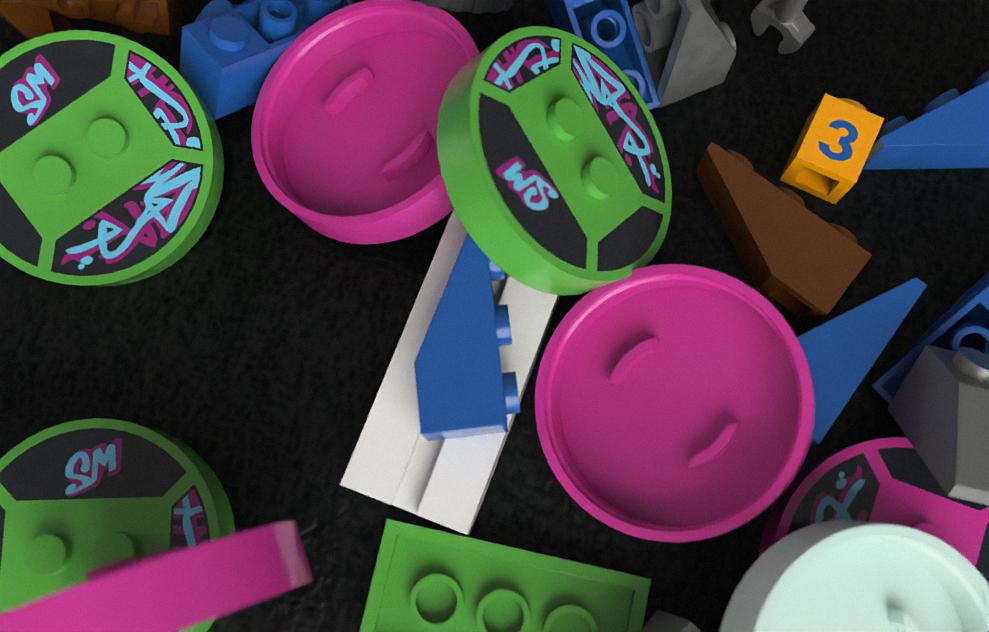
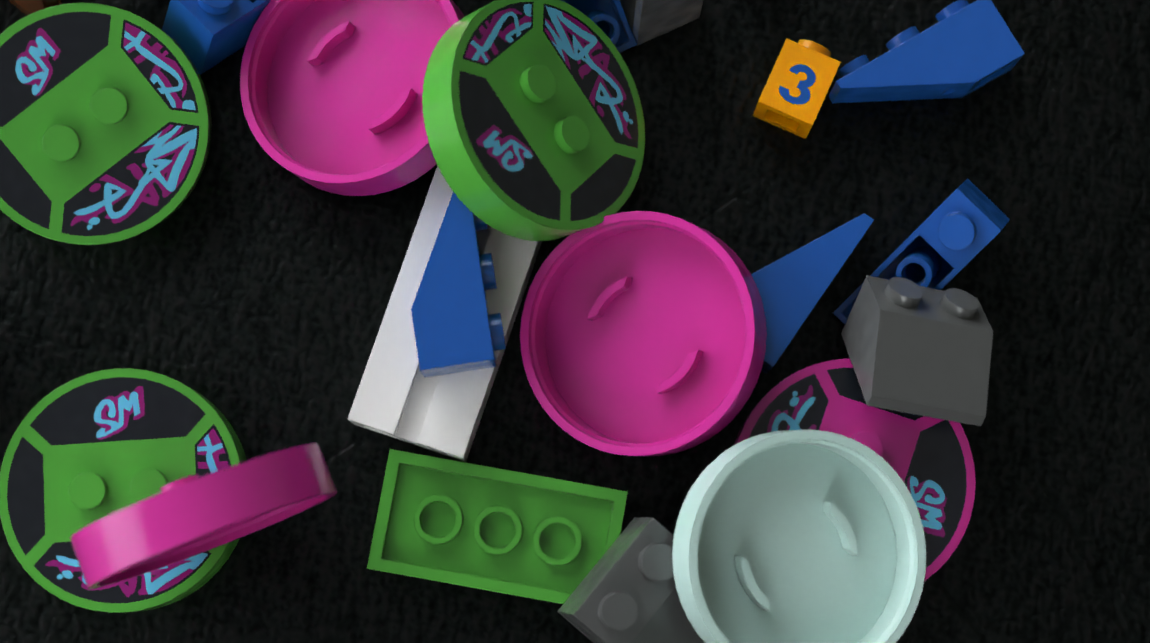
camera: 10 degrees left, 5 degrees up
(782, 244) = (753, 188): reddish brown slope -> none

